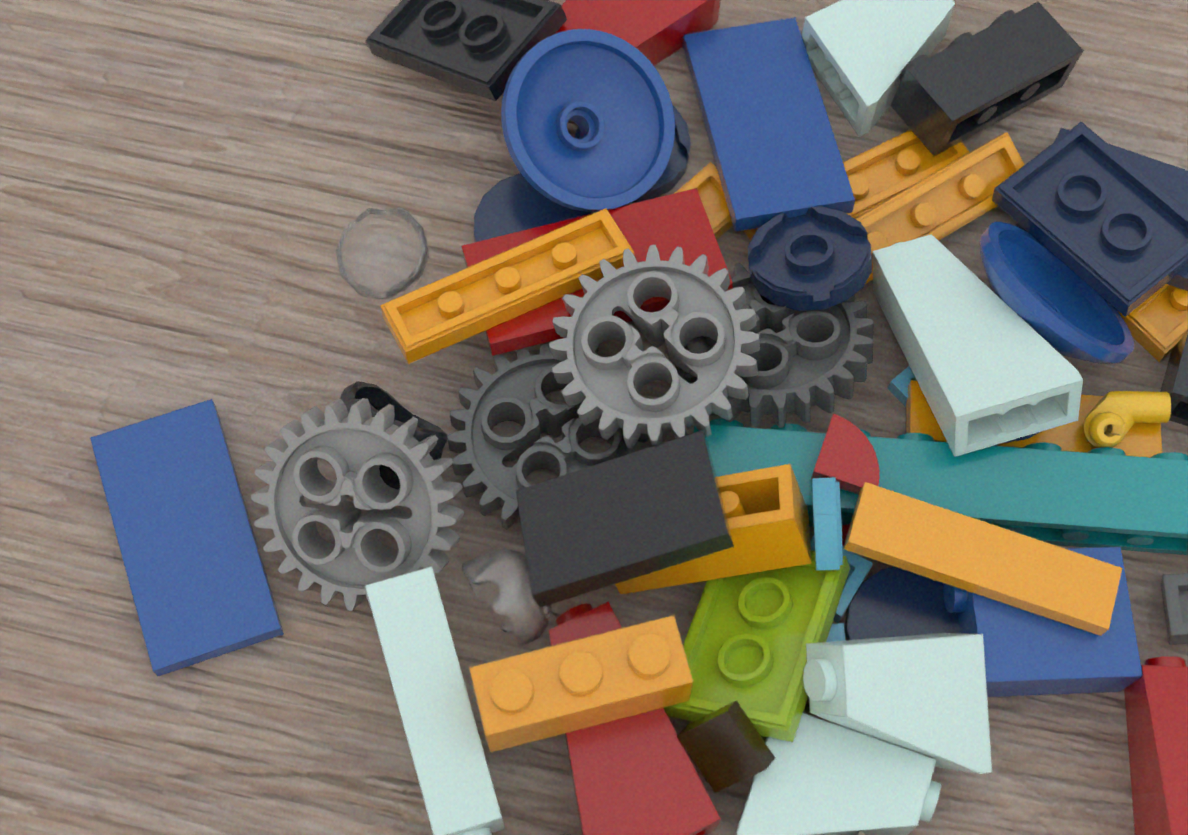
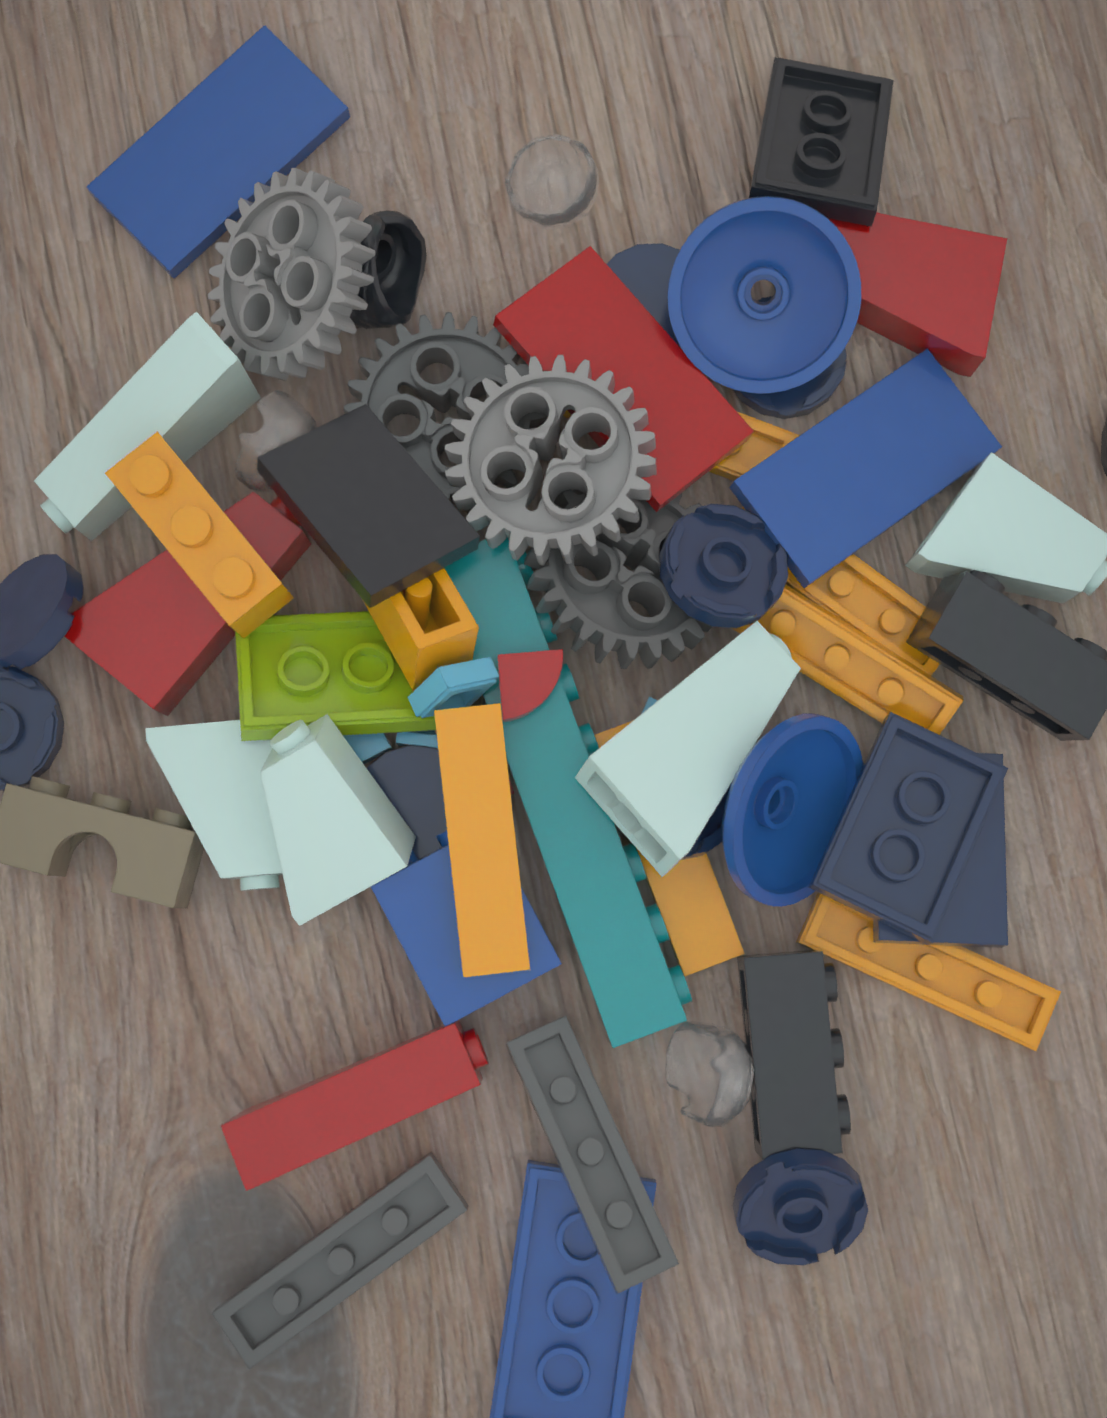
camera: 65 degrees right, 15 degrees up
(503, 286) = (559, 302): light orange tile -> none
(726, 747) = (213, 686): dark brown tile -> none
(1120, 410) = (707, 917): yellow arm -> none

